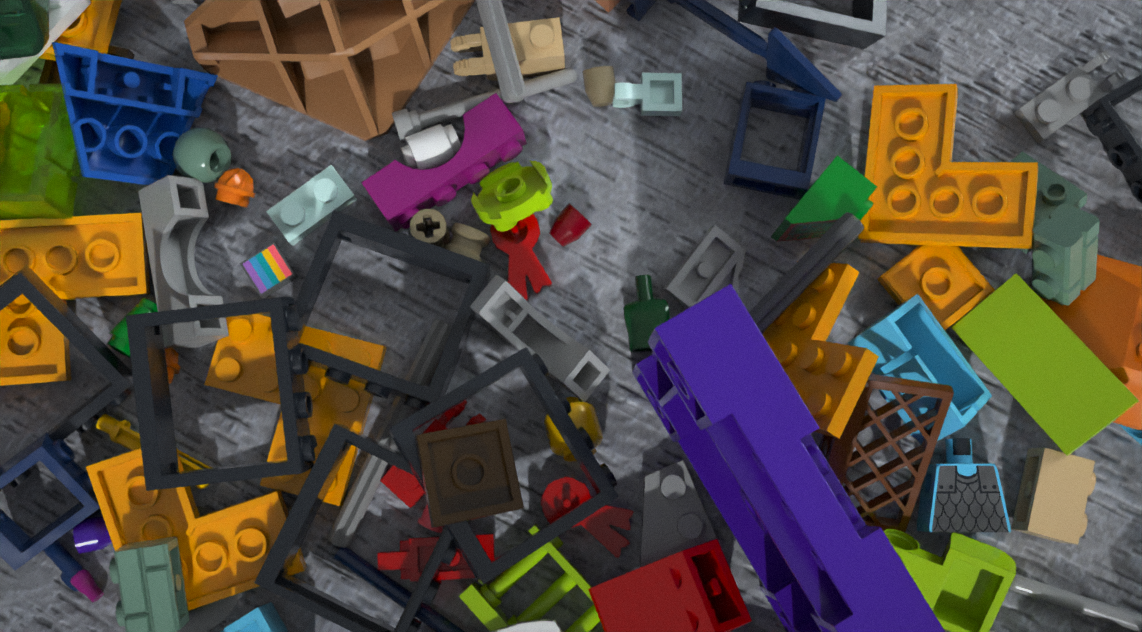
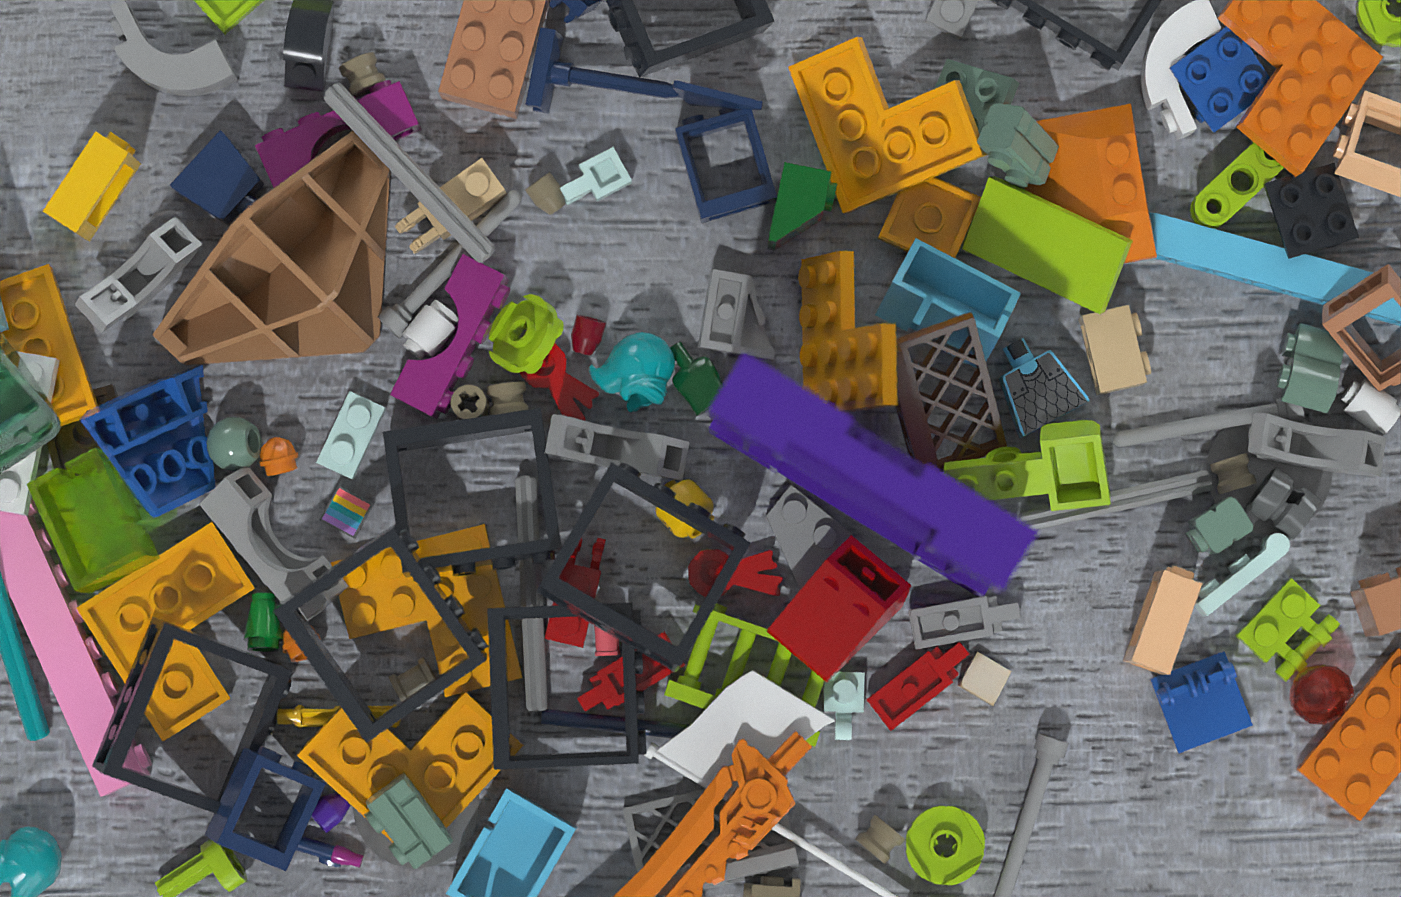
camera: 25 degrees left, 5 degrees up
(238, 453) = (412, 679): none -> dark tan bush
(468, 472) = (622, 586): dark brown plate -> none
(600, 277) = (637, 370): none -> teal hair
(806, 270) = (804, 291): dark grey axle -> none

